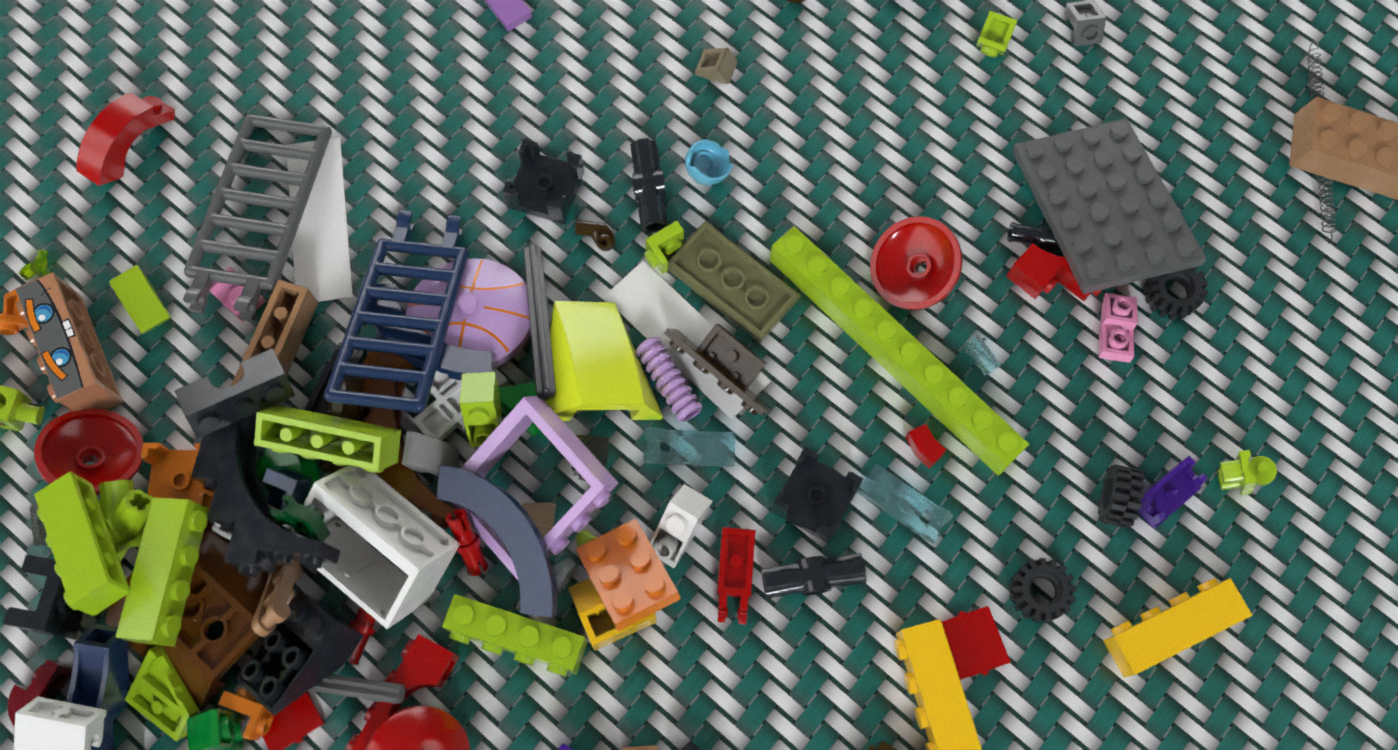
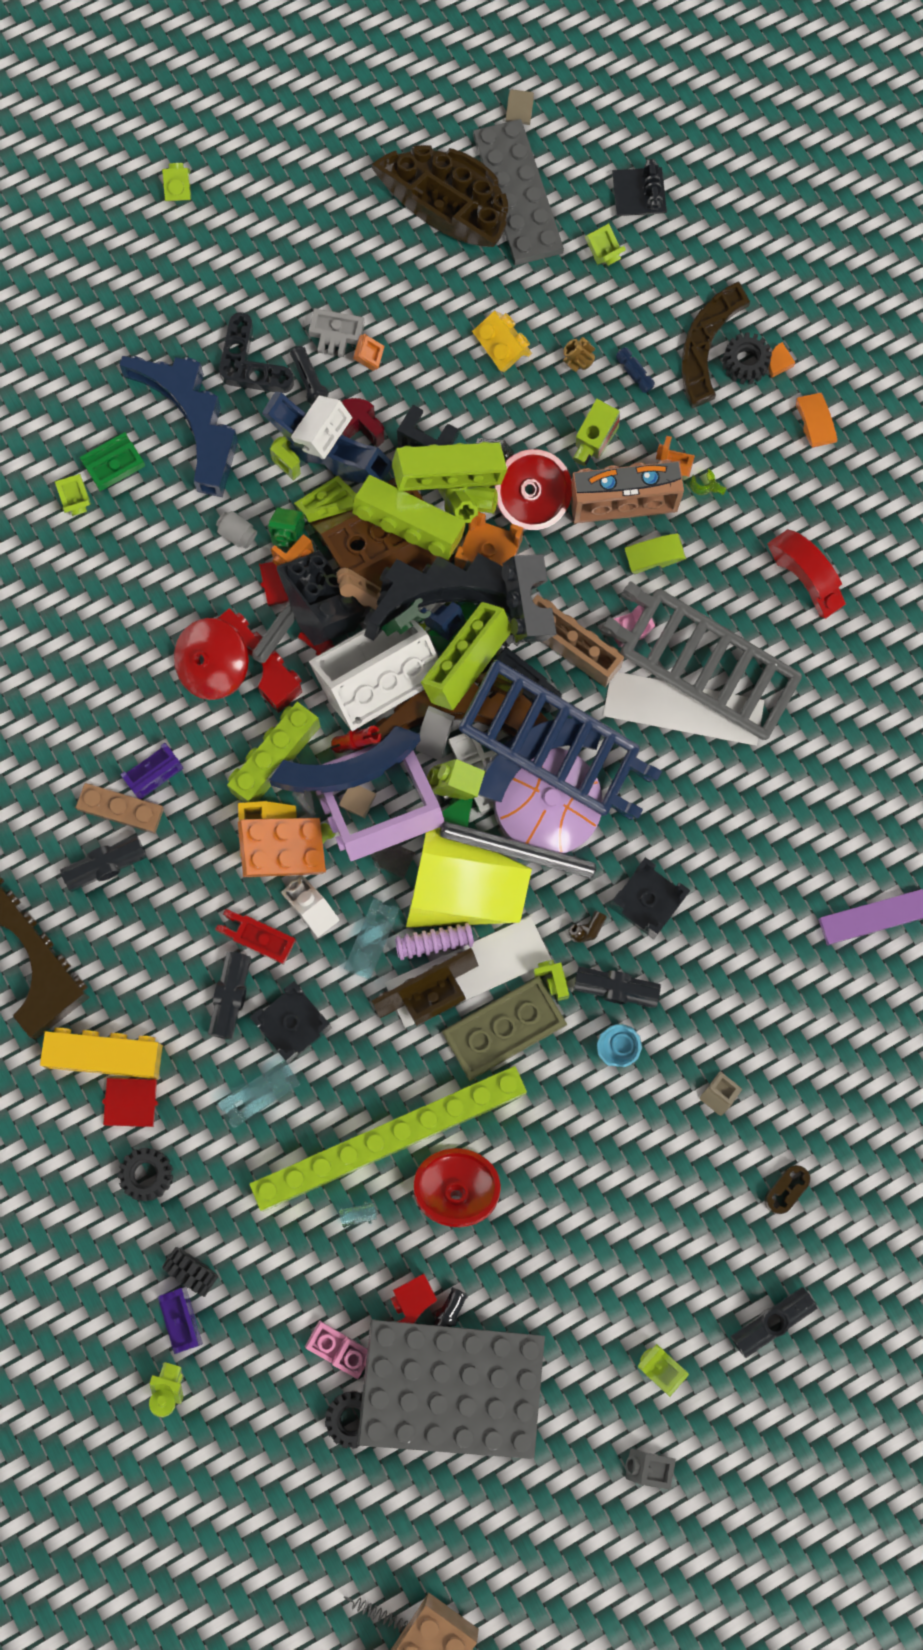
camera: 110 degrees right, 5 degrees up
(924, 445) = (299, 1130): red piece -> none
(1177, 627) = (72, 1271): yellow brick -> none

